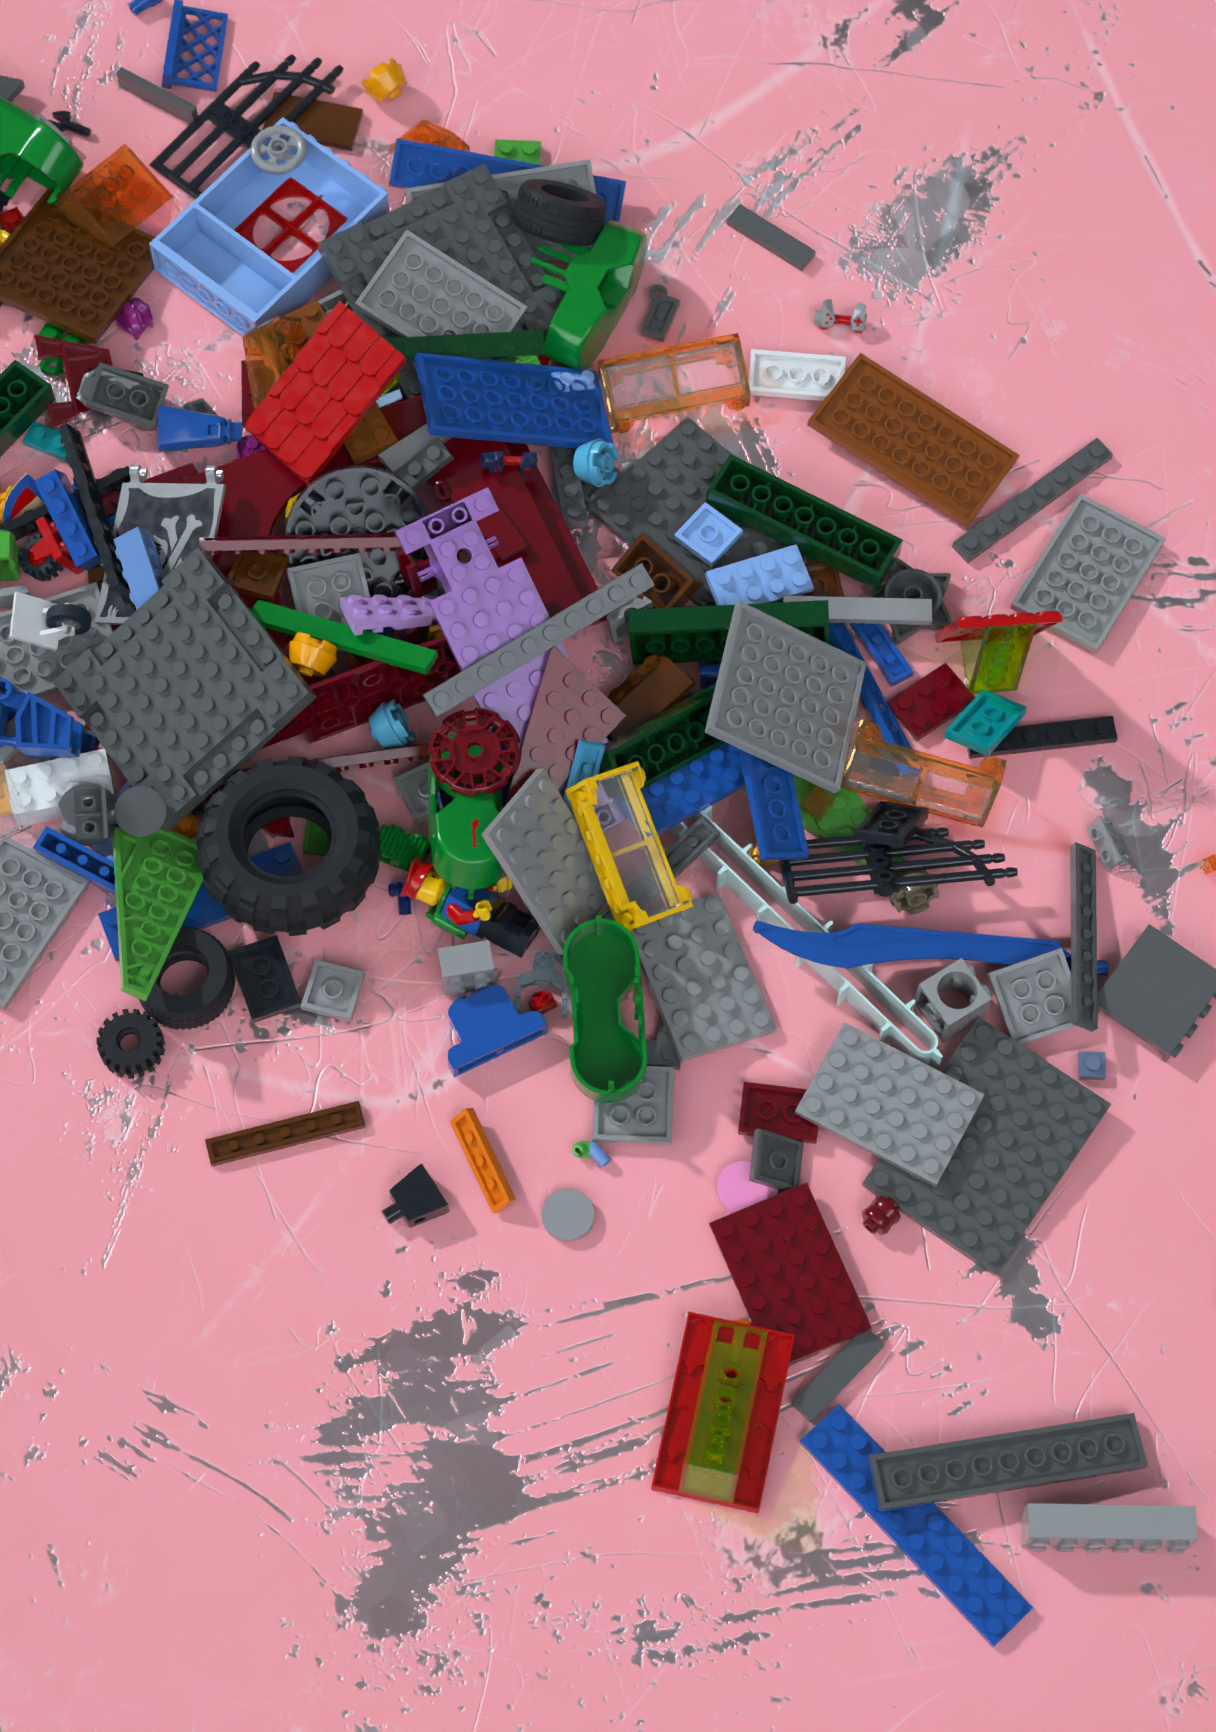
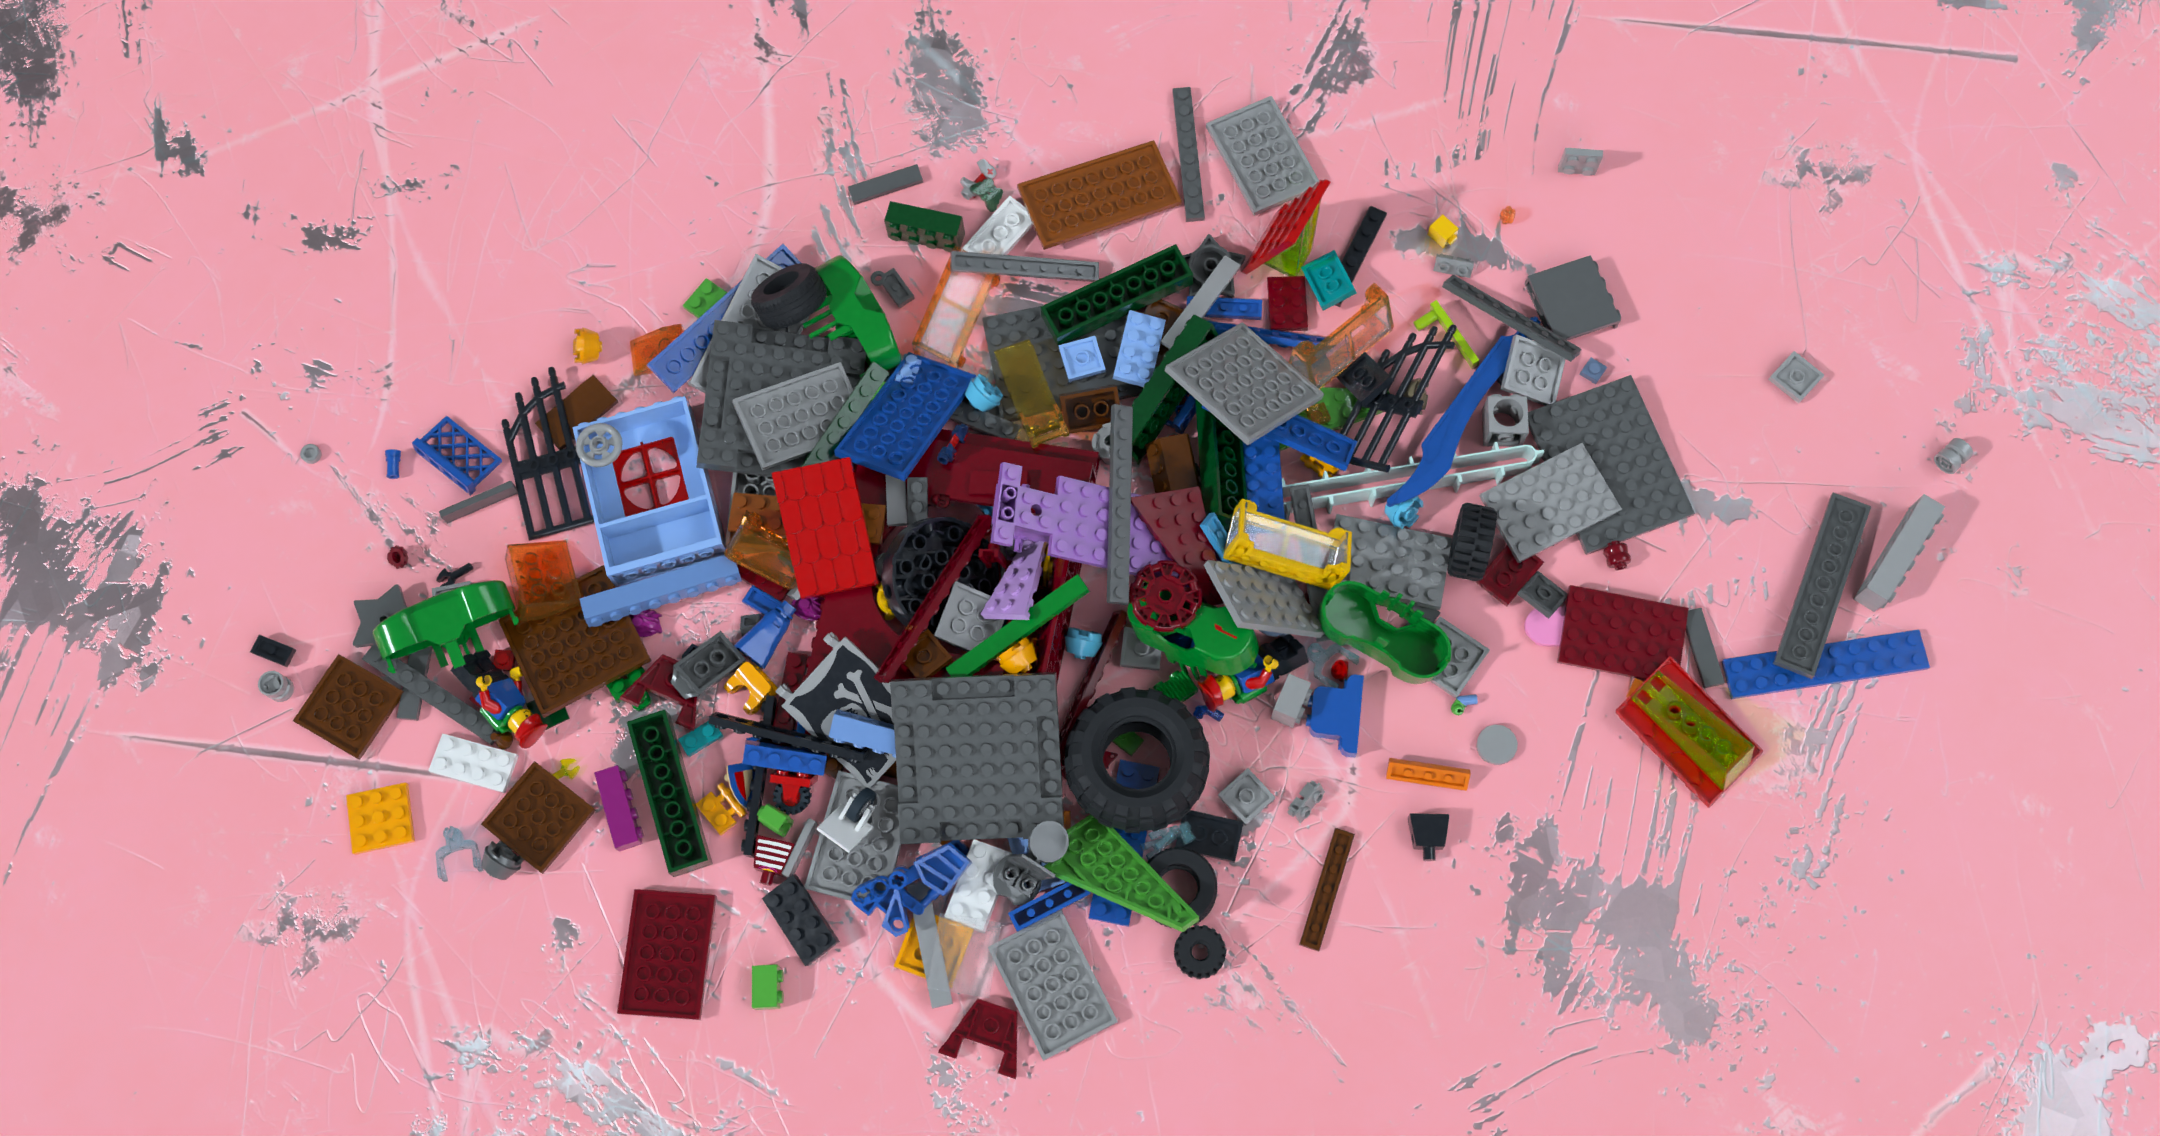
camera: 50 degrees left, 5 degrees up
(53, 66) = (397, 557): none -> dark red animal
(138, 448) = (757, 683): none -> light orange piece
(170, 303) = (659, 590): none -> medium blue brick
(230, 403) = (760, 600): none -> blue tile
(232, 934) = (1169, 835): none -> clear light blue piece
(358, 1054) = (1312, 794): none -> light grey hinge
(630, 506) = (1030, 393): none -> clear yellow windscreen
(744, 298) = (924, 226): none -> dark green brick
(768, 959) = (1404, 513): none -> medium azure cone
(769, 415) = (1024, 266): none -> dark grey plate
(774, 1040) = (1472, 542): none -> black tyre
(831, 326) = (982, 188): none -> clear green animal
(1033, 861) = (1437, 313): none -> lime piece
(1138, 808) = (1443, 231): none -> yellow brick

